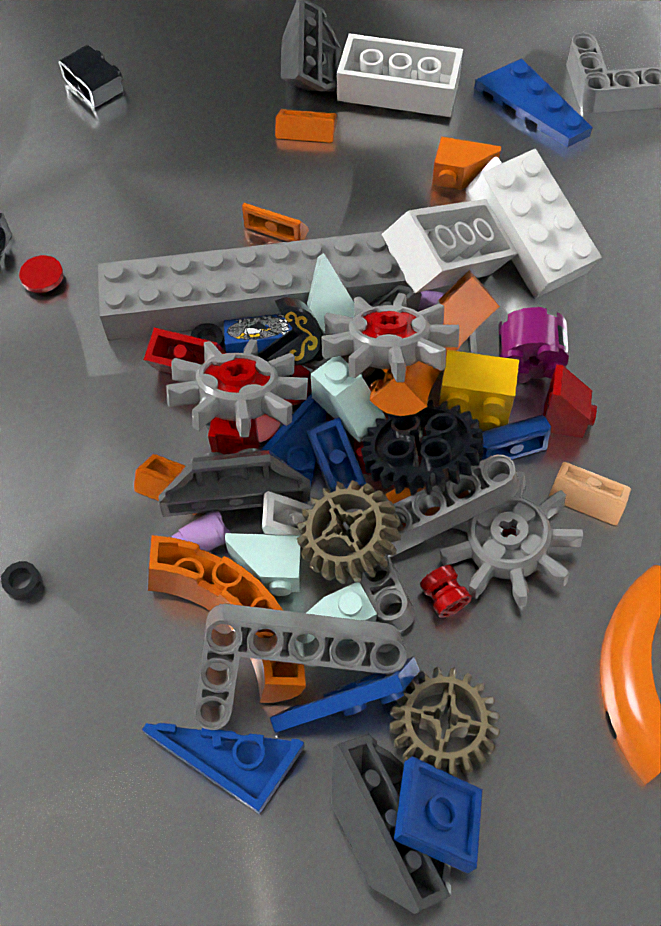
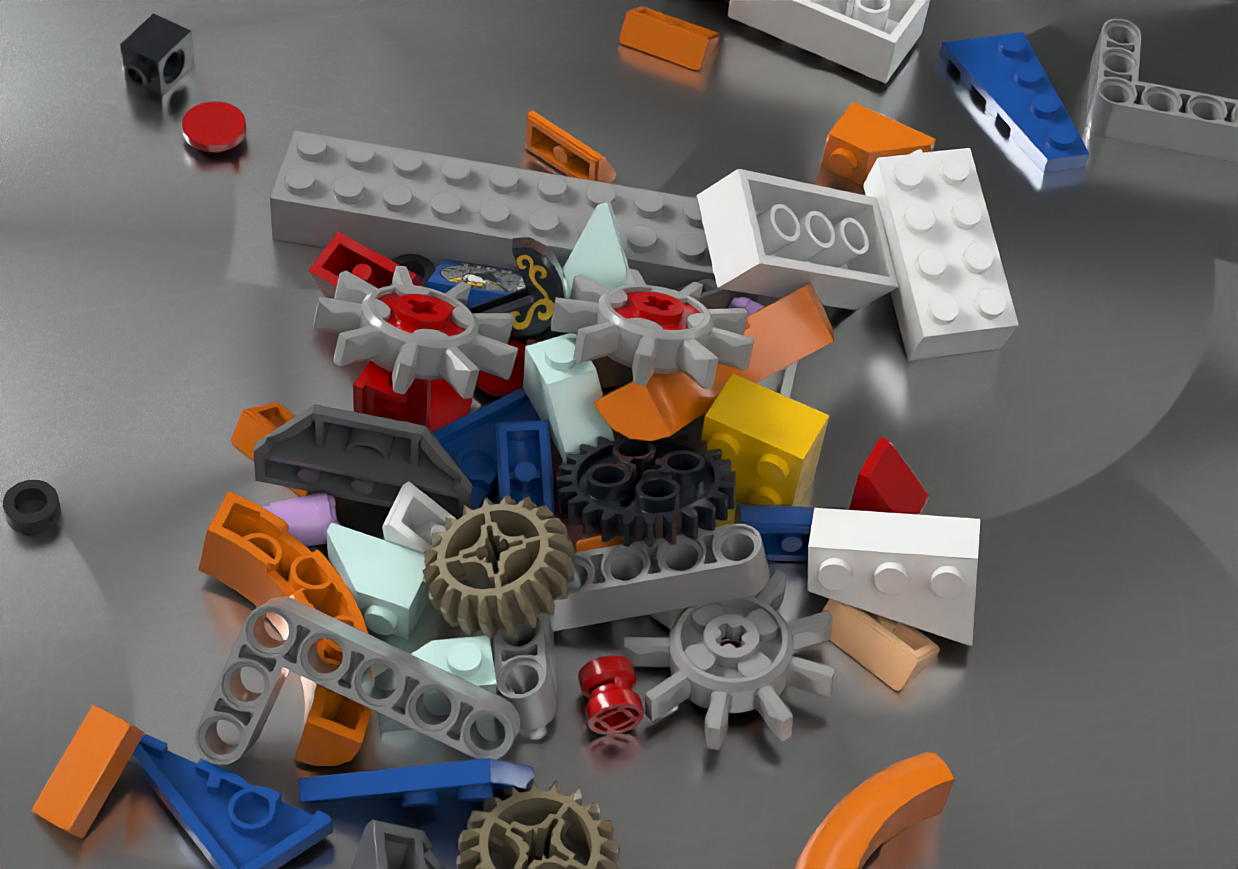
camera: 10 degrees right, 10 degrees down
(130, 763) = (87, 771): none -> orange slope
(535, 341) = (866, 402): magenta brick -> none
(595, 445) = (898, 567): none -> white wedge

